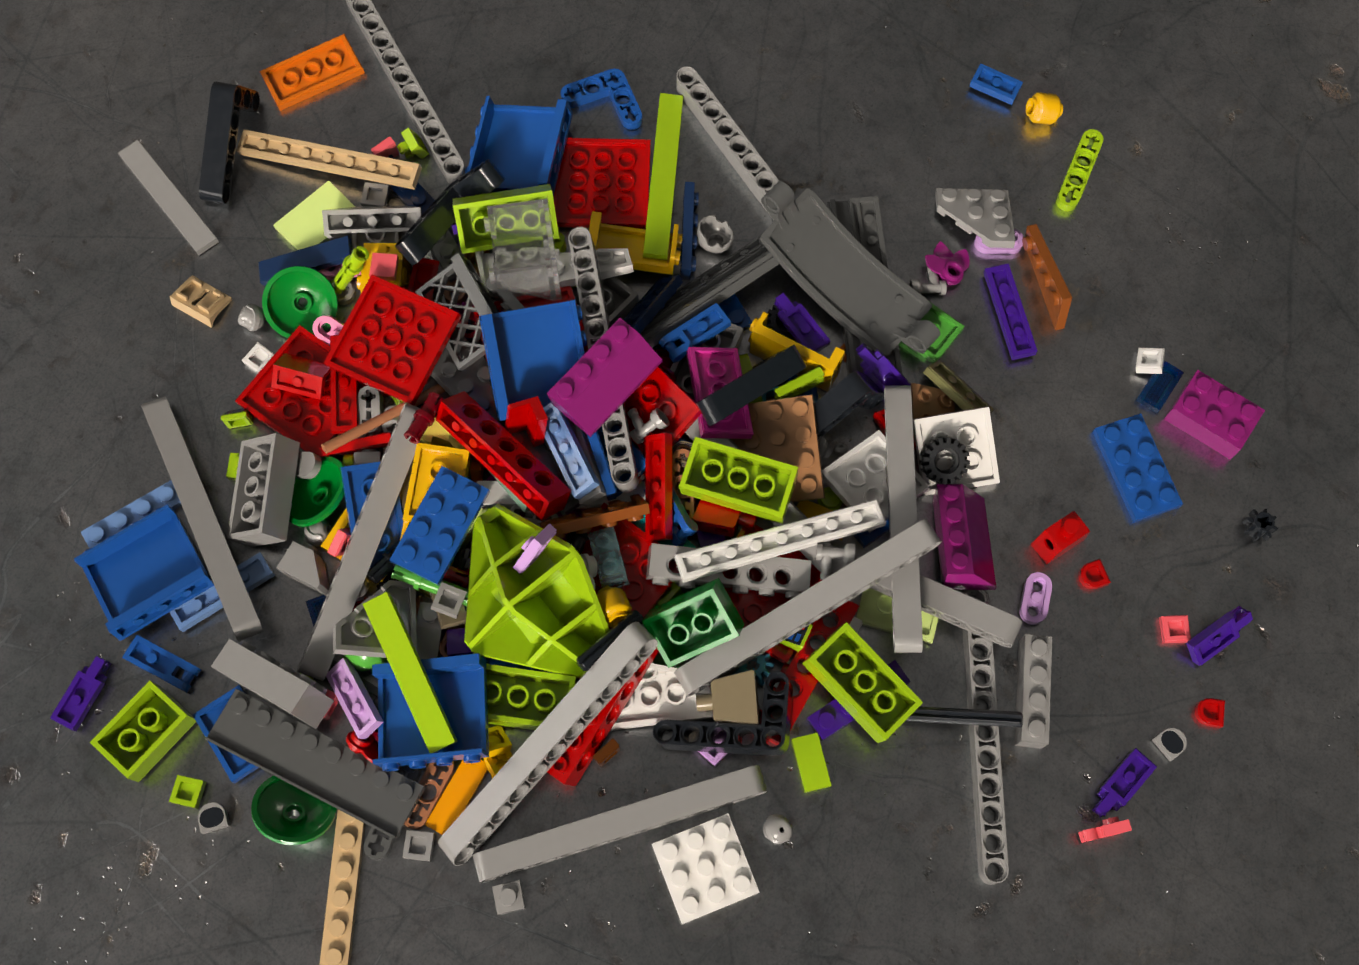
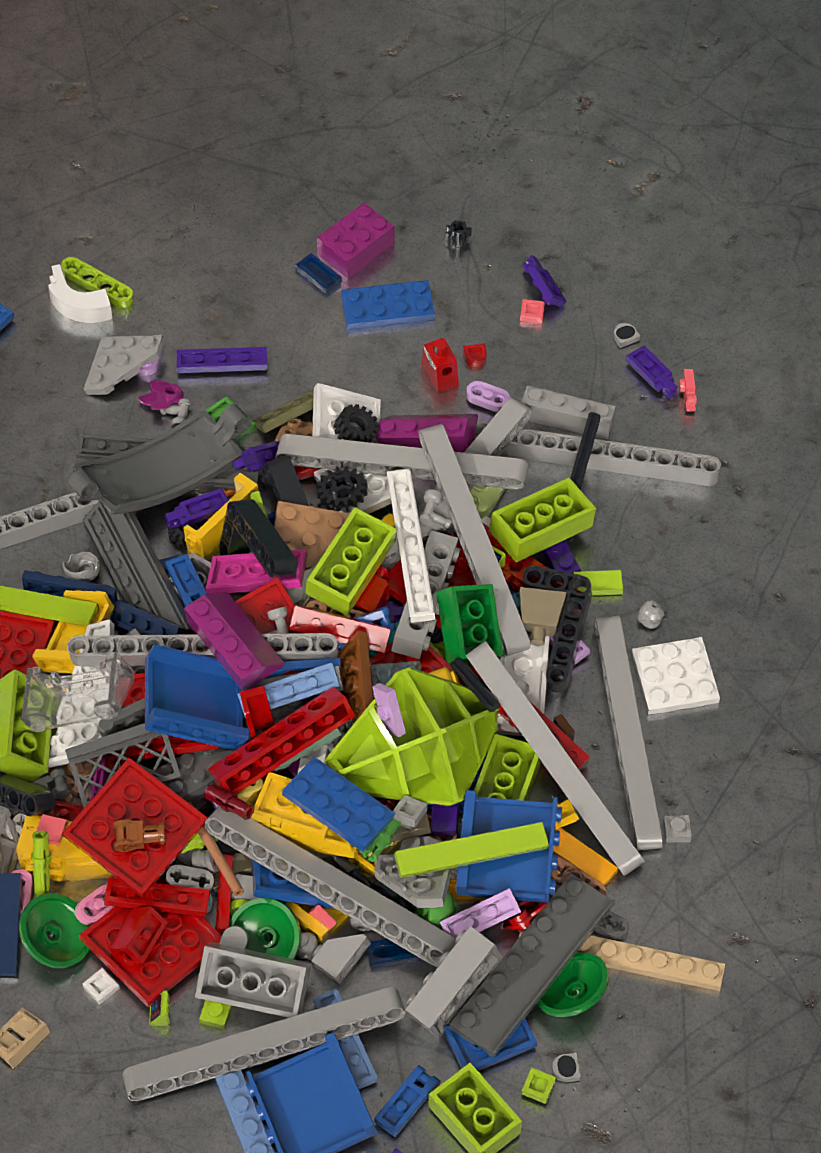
camera: 80 degrees left, 15 degrees down
(251, 317) = (54, 985): light grey piece -> none
(373, 339) = (137, 834): none -> dark orange connector
(418, 845) = (622, 891): light grey plate -> none
(840, 456) = (342, 489): none -> black gear
(1041, 166) = (76, 305): none -> white arch
(1044, 108) = (29, 292): yellow head -> none
(1048, 276) = (201, 322): dark orange wing -> none
(1150, 360) = (295, 272): white tile -> none
(1210, 712) = (605, 304): red tile -> none

